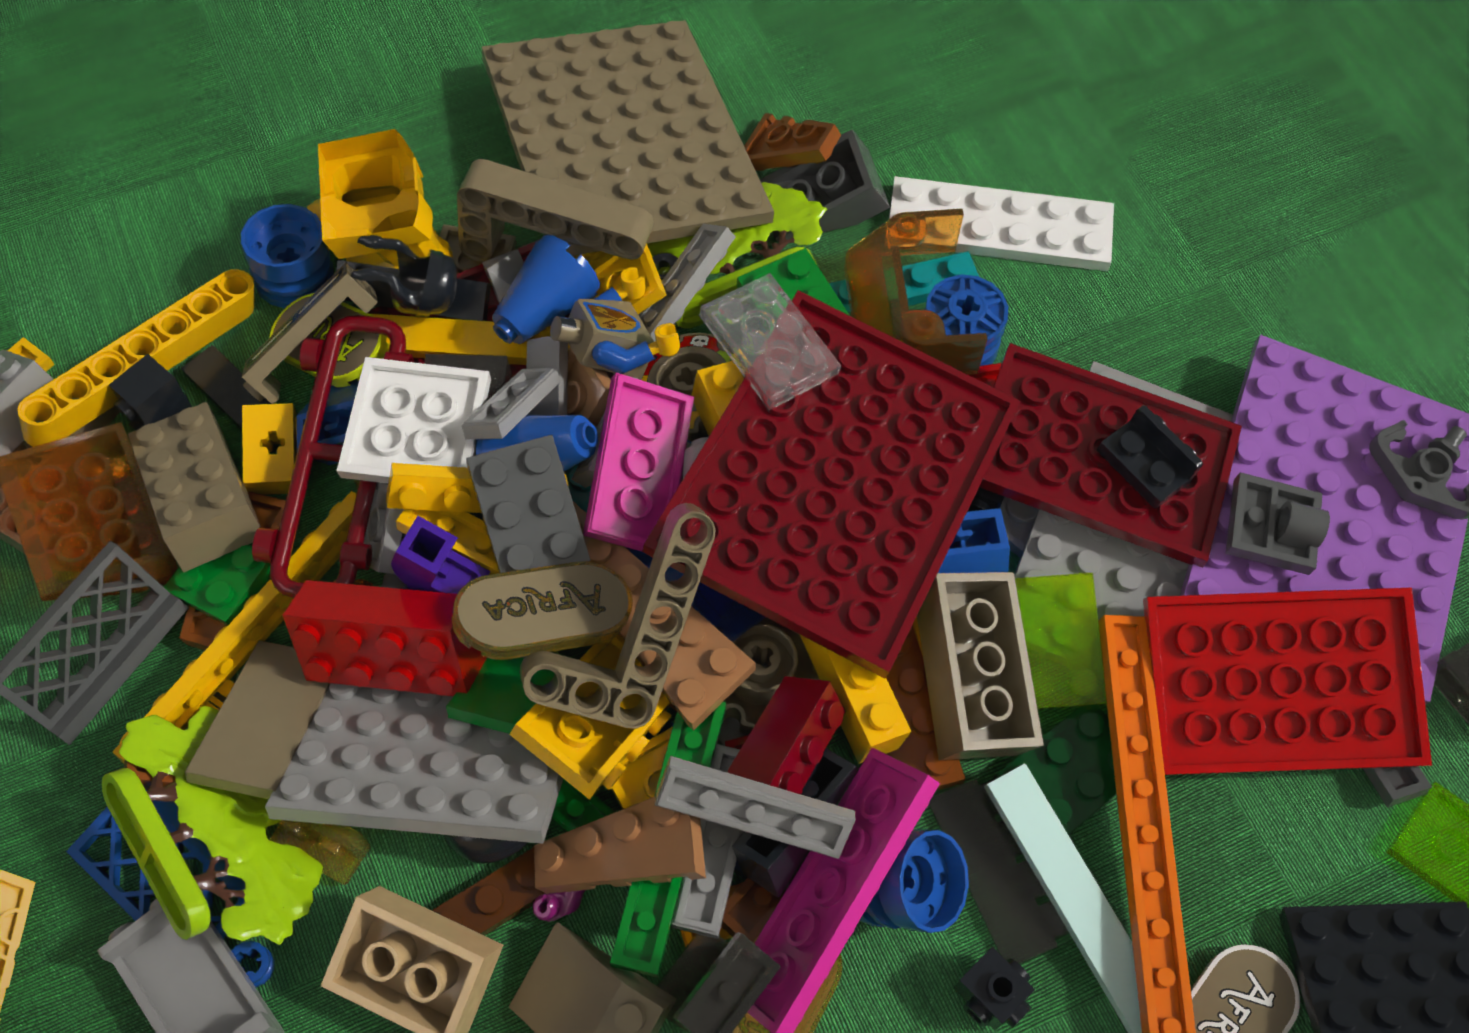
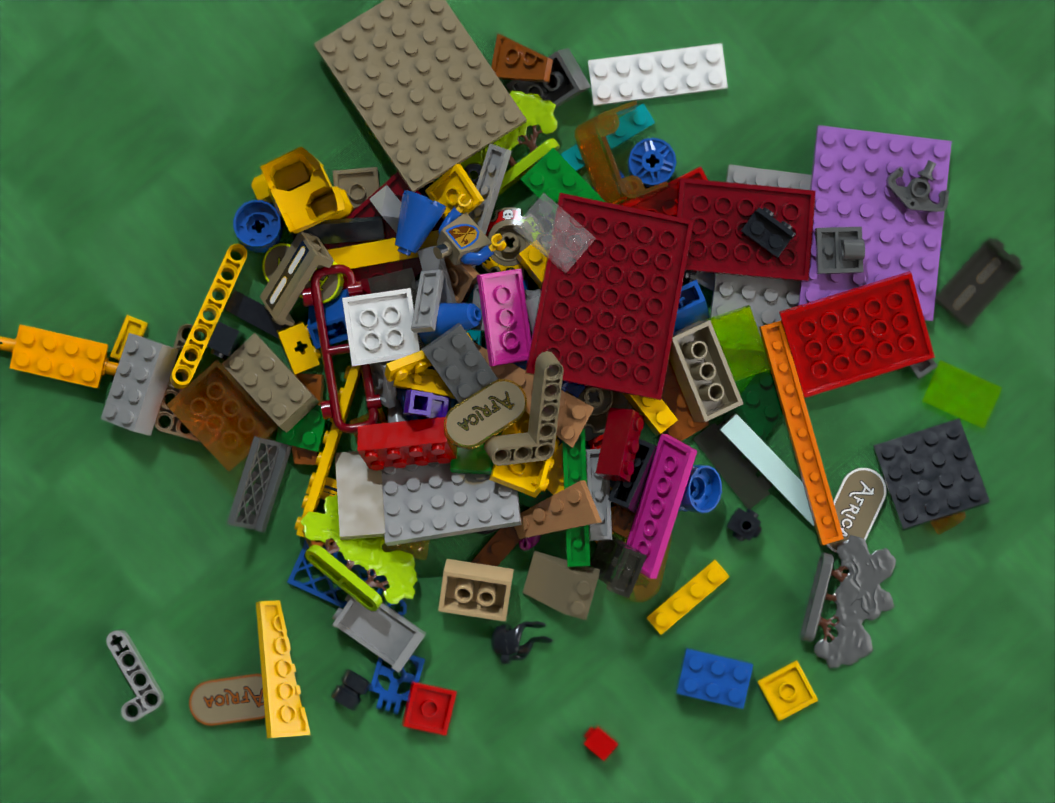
camera: 10 degrees left, 25 degrees up
(425, 283) = (350, 231): black hair -> none
(506, 194) = (413, 172): dark tan beam -> none
(754, 807) = (615, 485): light grey tile -> none

